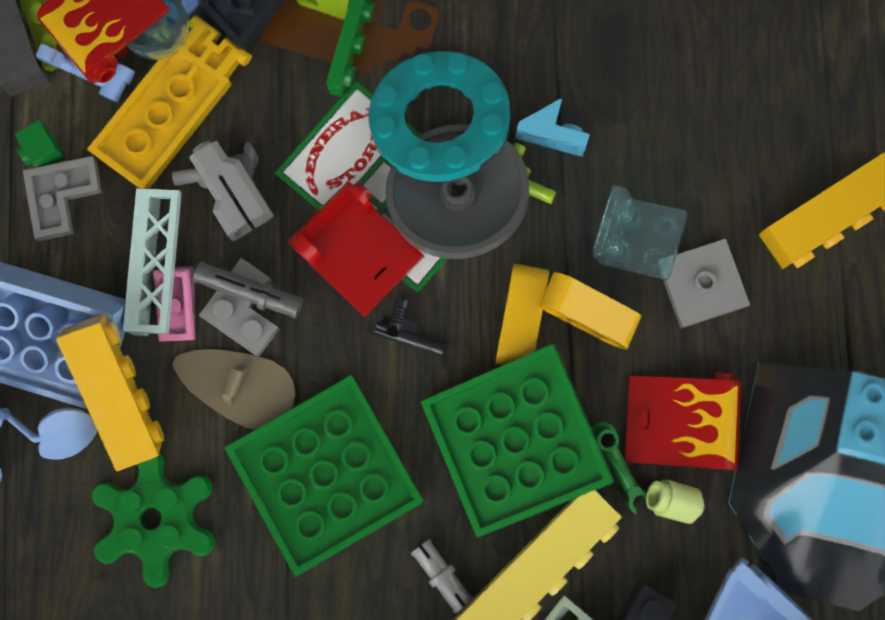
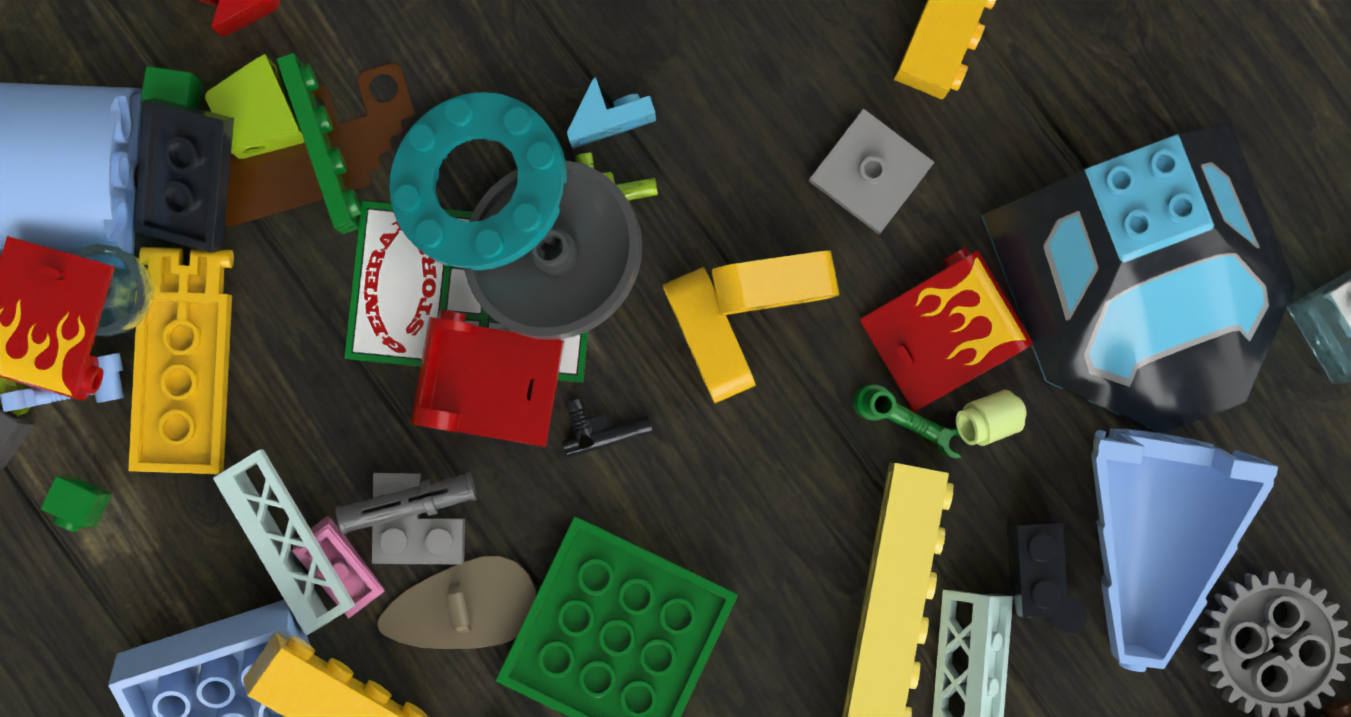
camera: 35 degrees left, 5 degrees up
(52, 187) = (120, 540): light grey plate -> none
(227, 179) = (300, 401): light grey piece -> none
(442, 576) = (807, 655): light grey pin -> none
(517, 441) = (791, 468): green plate -> none
(639, 235) = (772, 167): clear light blue bracket -> none

